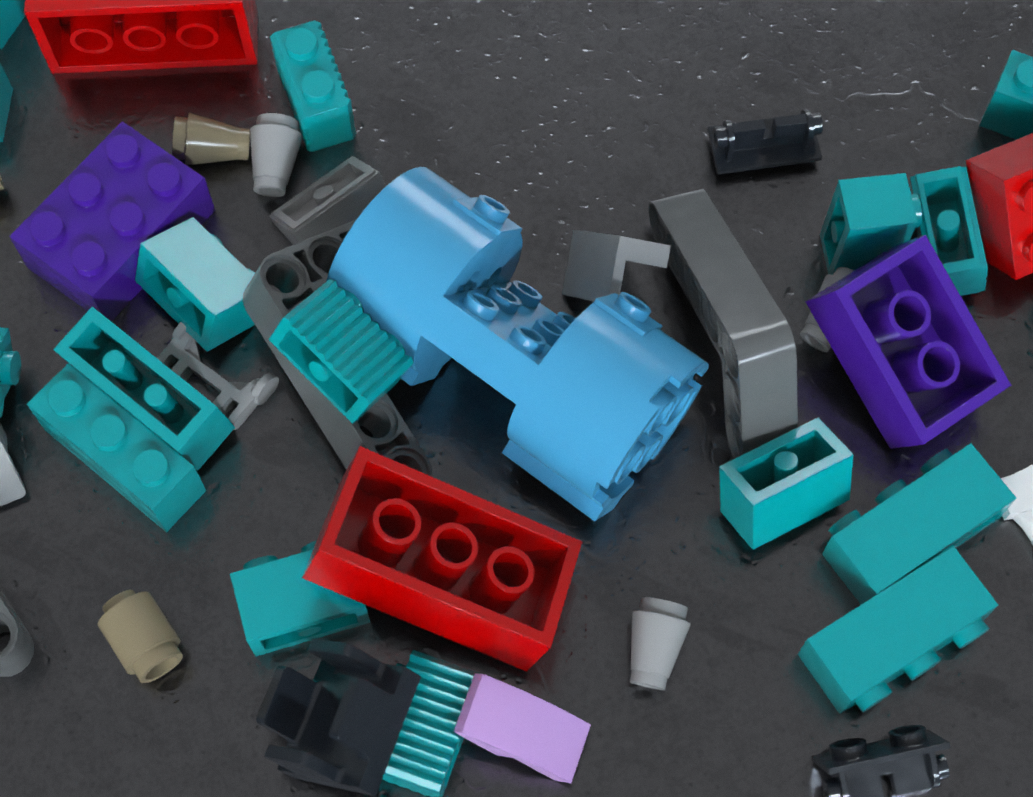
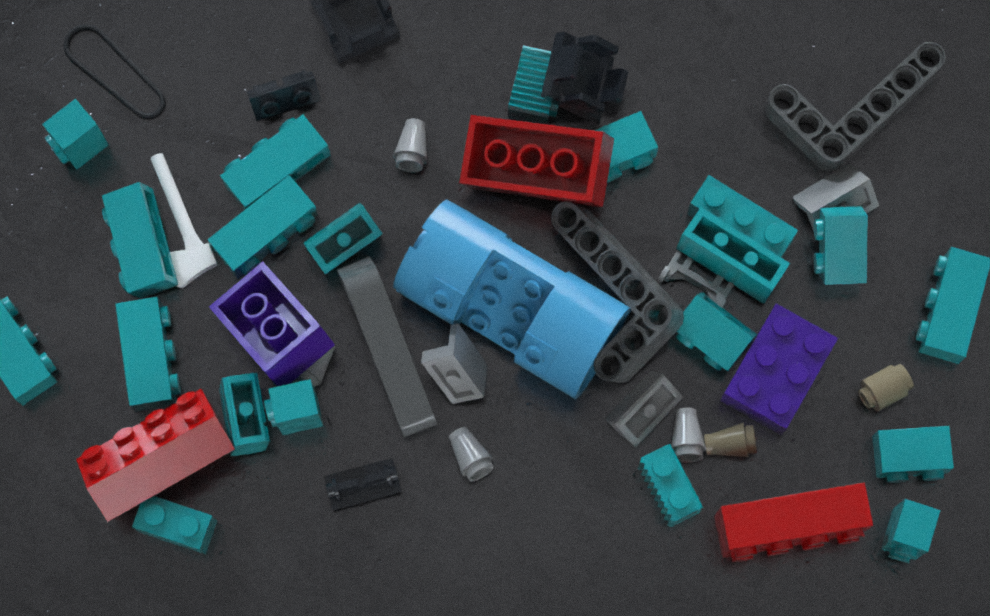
camera: 175 degrees right, 10 degrees up
(140, 635) = (704, 117): dark tan brick -> none
(341, 350) = (613, 265): teal brick -> none
(522, 727) = (483, 85): lavender slope -> none
(601, 159) = (470, 454): none -> light grey cone

